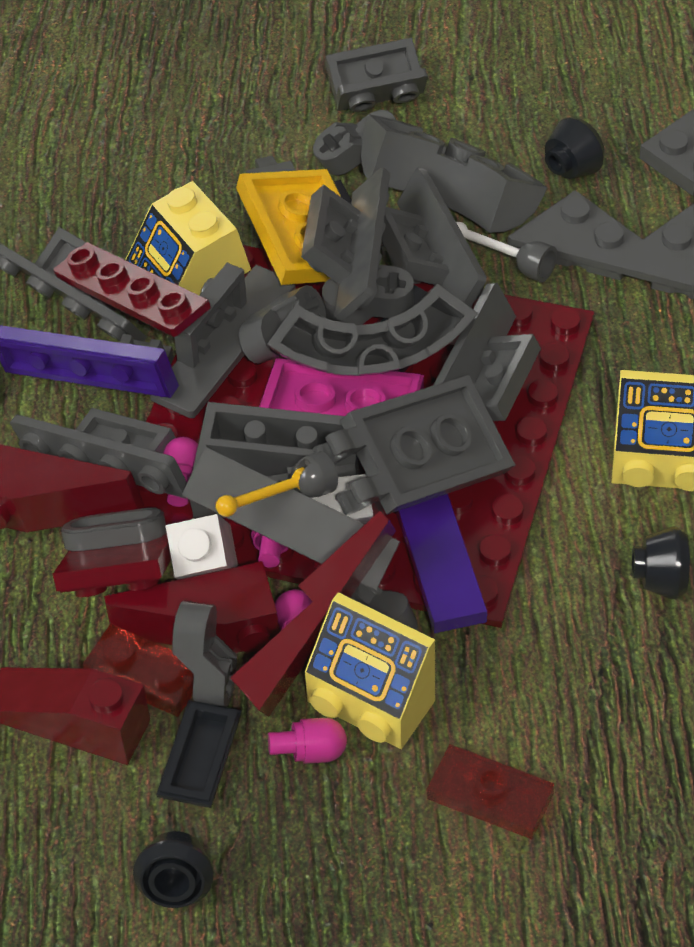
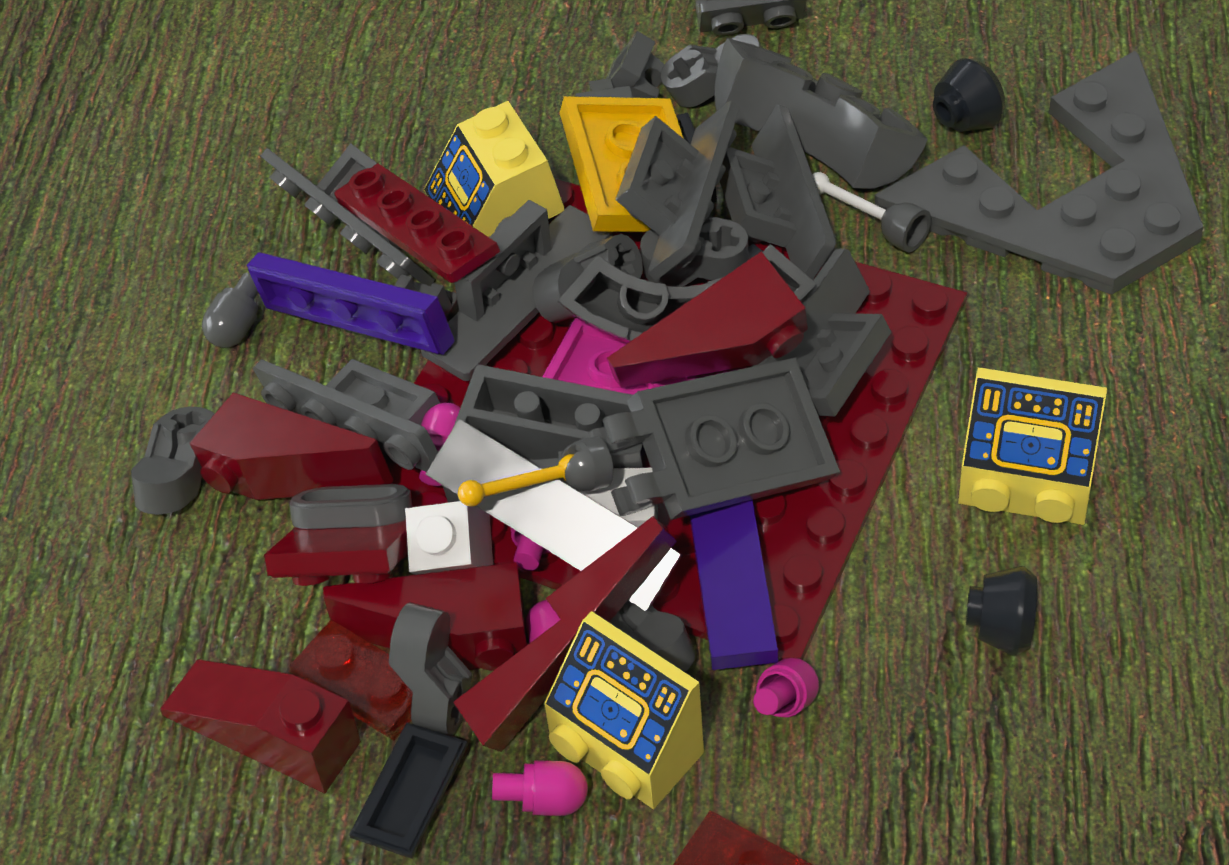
camera: 10 degrees right, 0 degrees up
(292, 144) = (637, 67): none -> dark grey tile
(405, 357) = (720, 329): none -> dark red slope
(497, 641) = (786, 688): none -> dark pink cylinder

